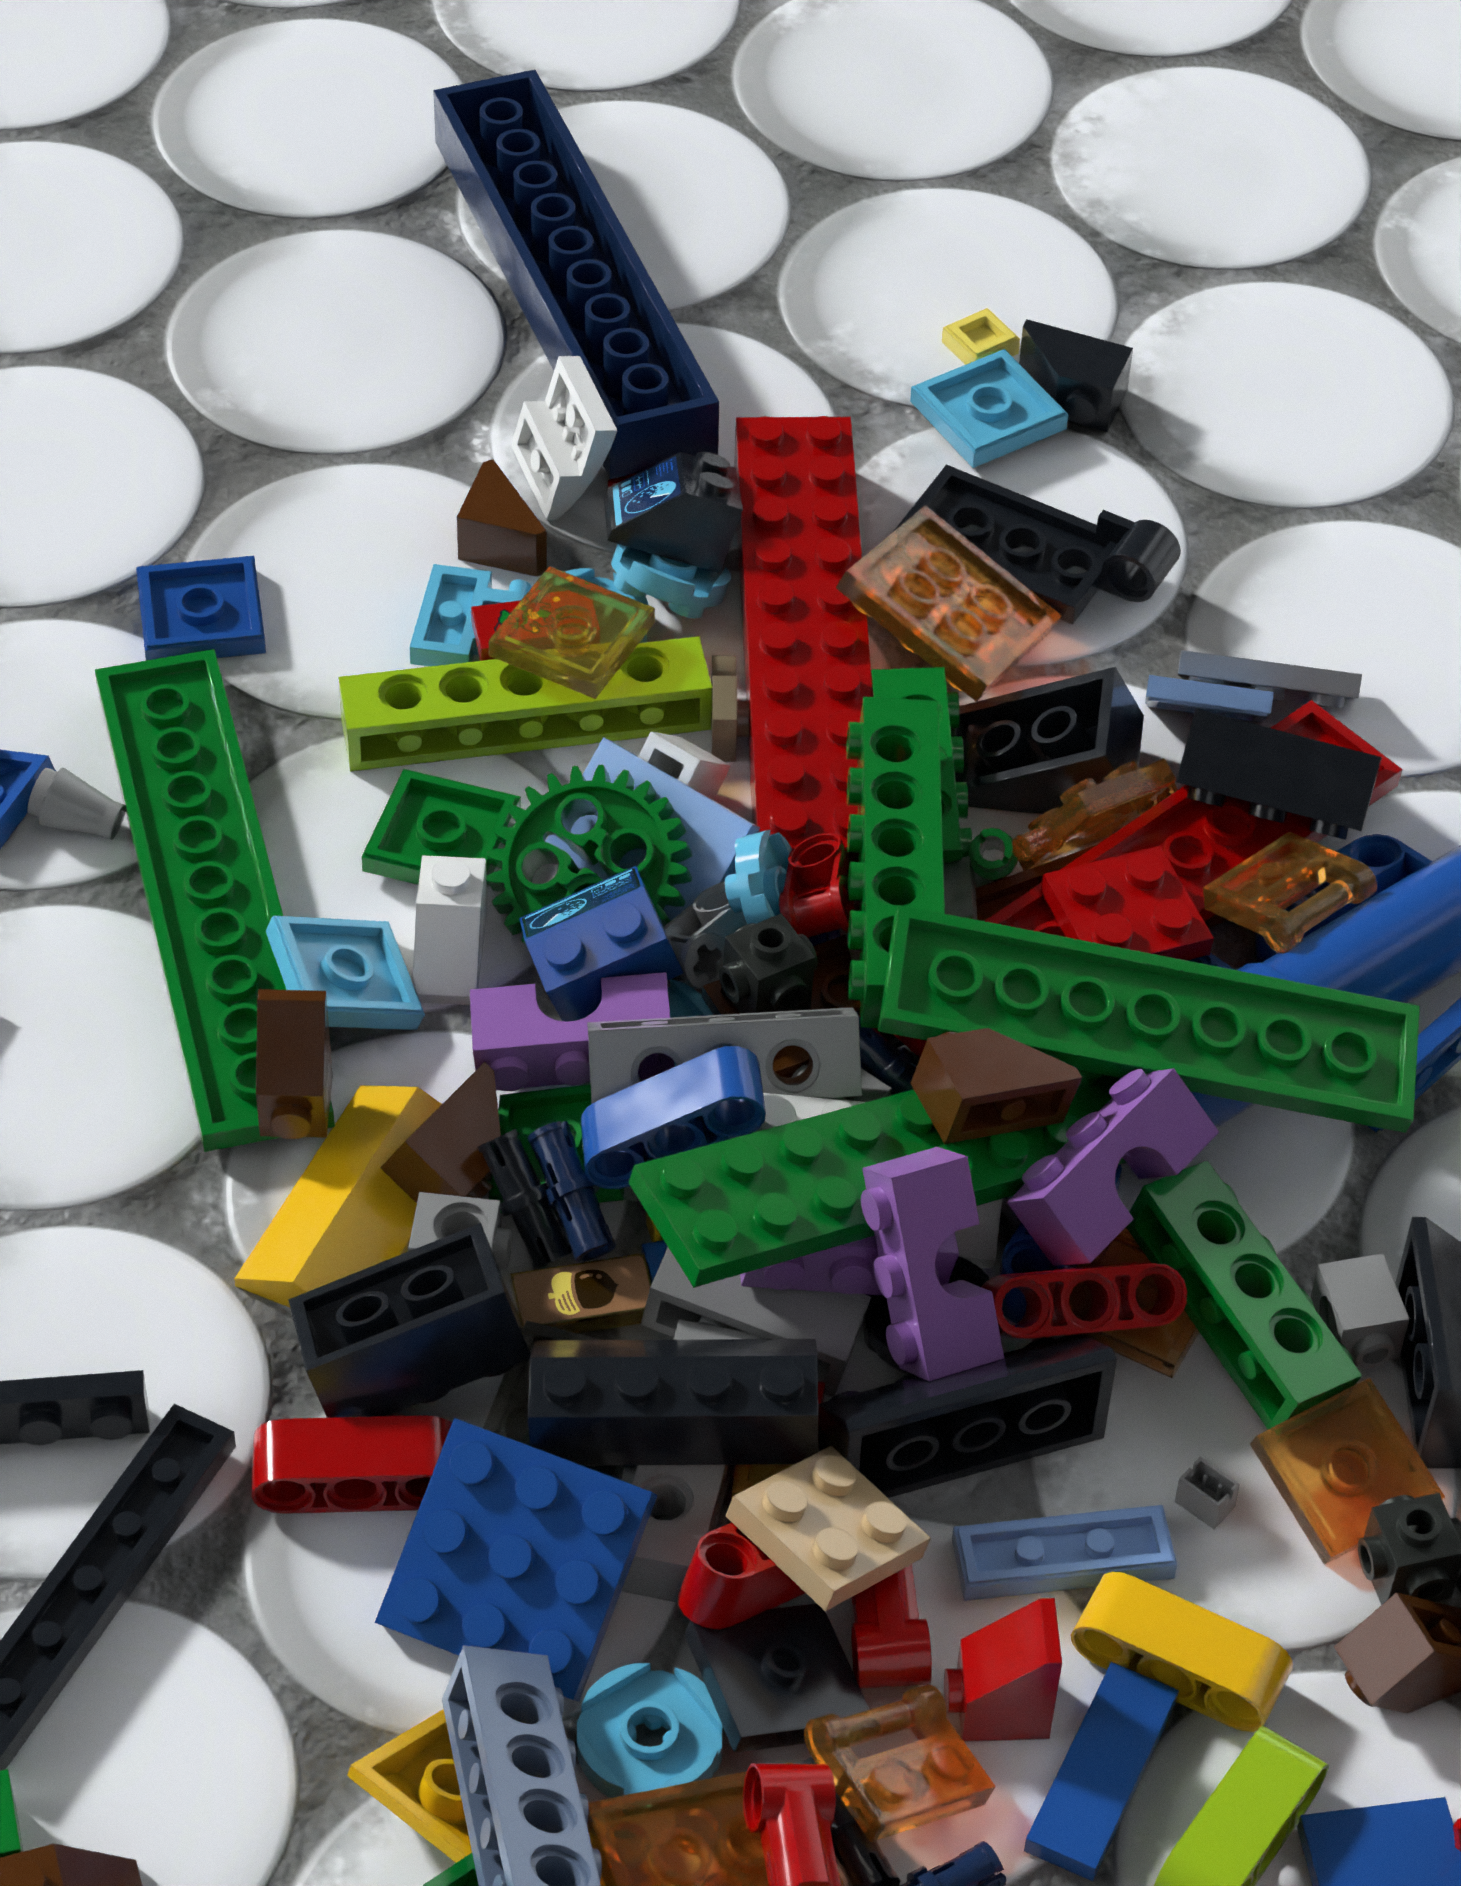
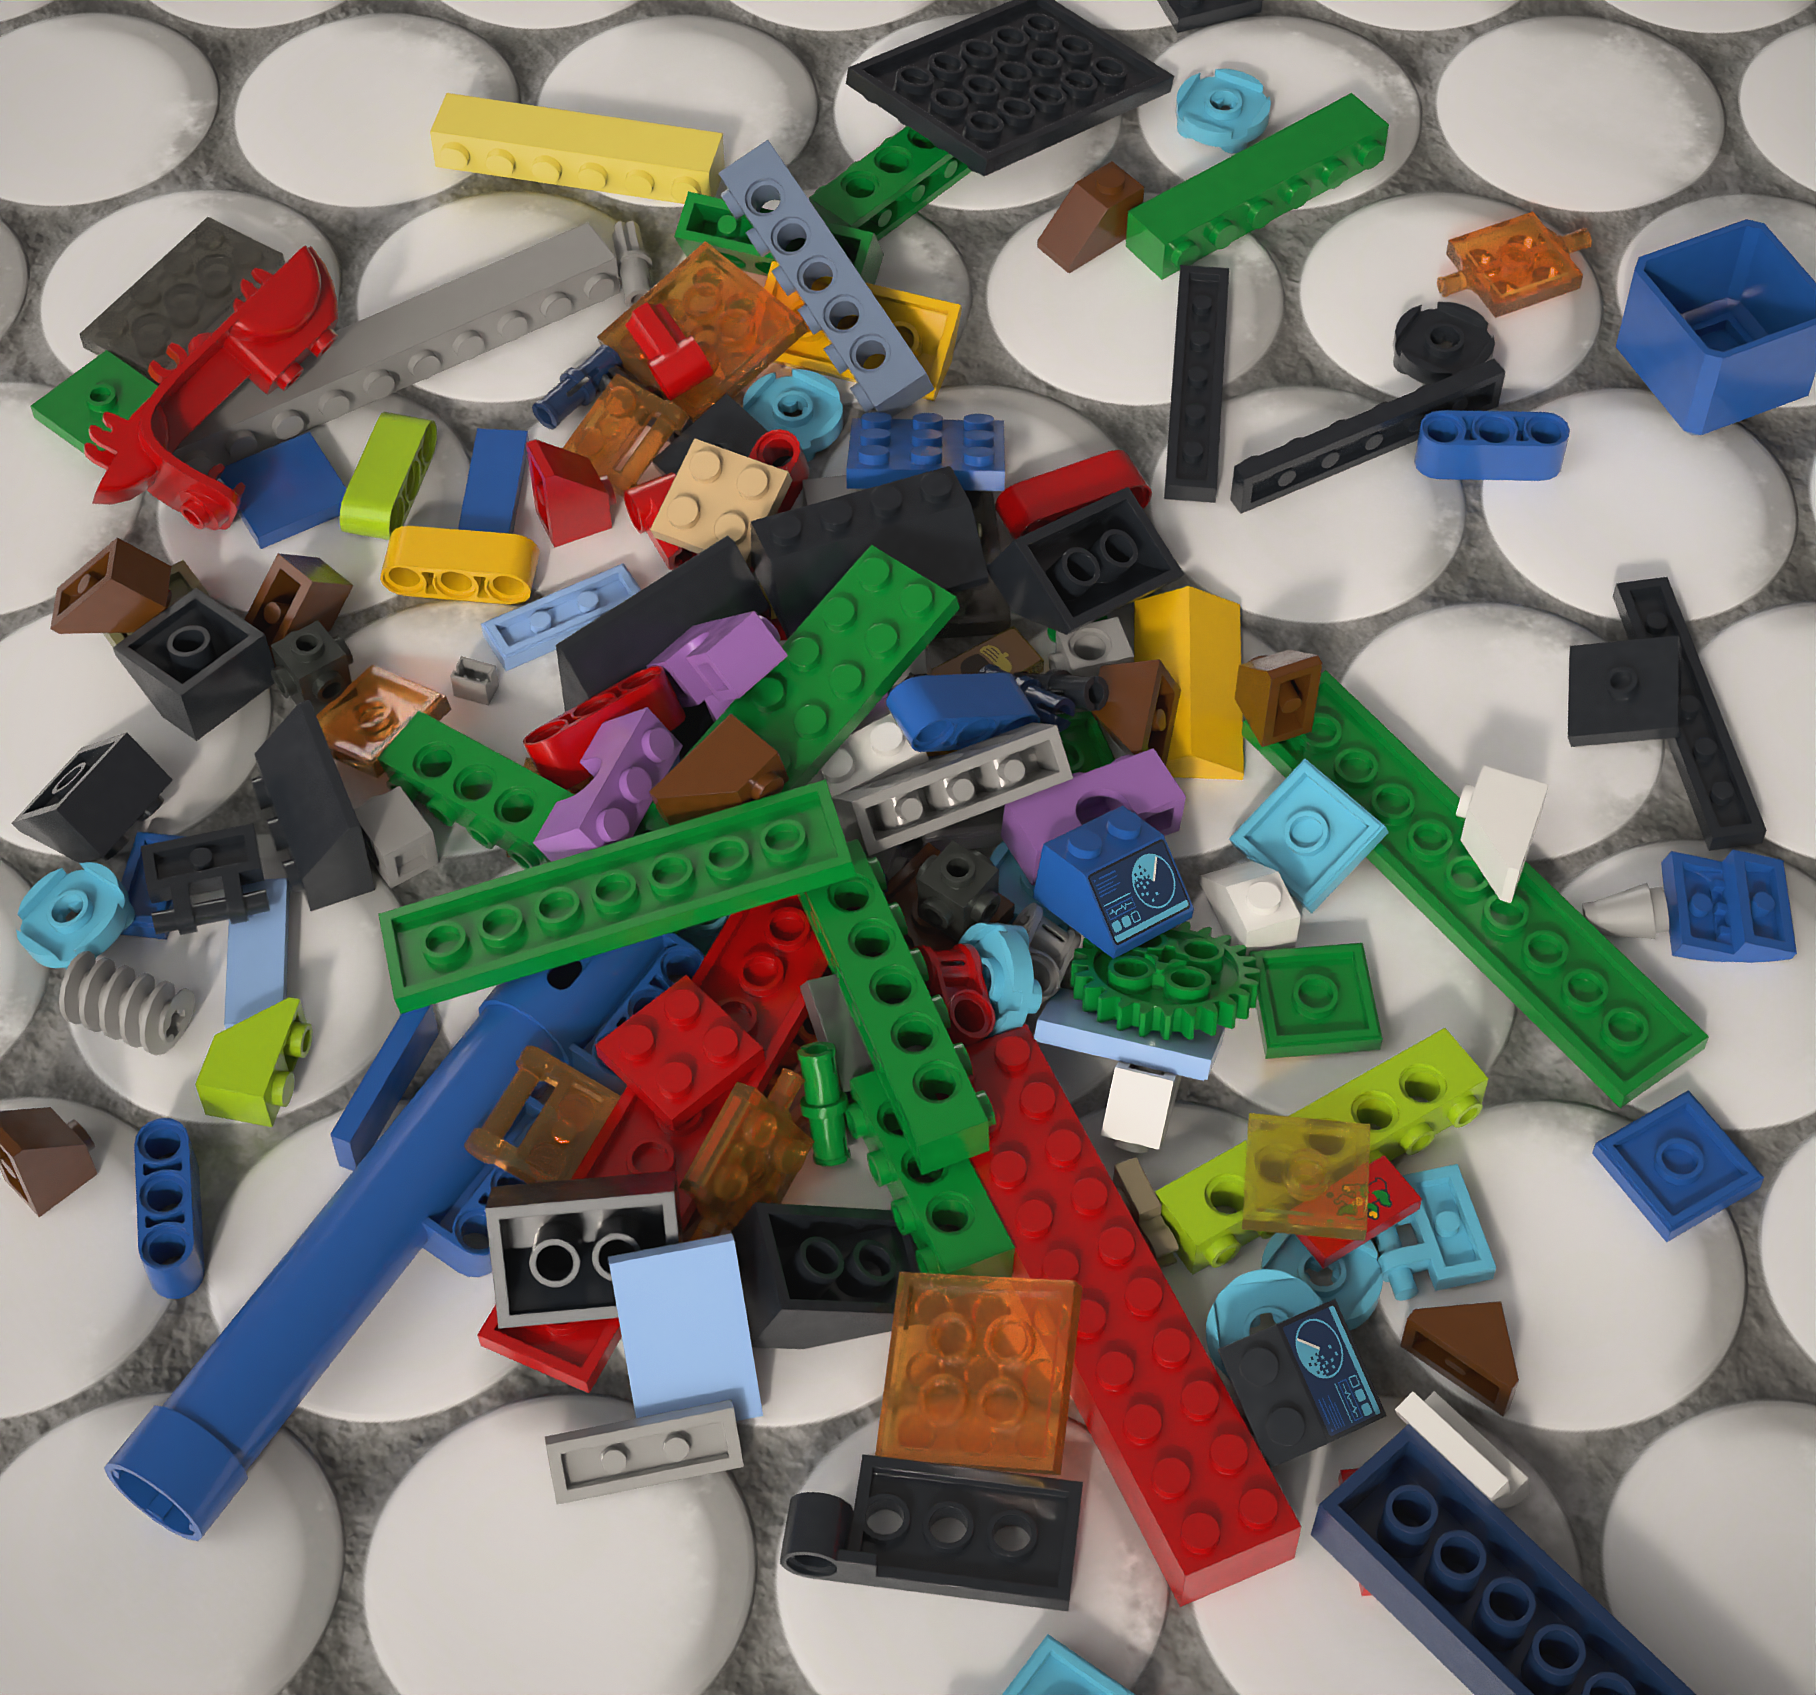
camera: 160 degrees right, 5 degrees up
(148, 876) = (1501, 825): none -> white slope

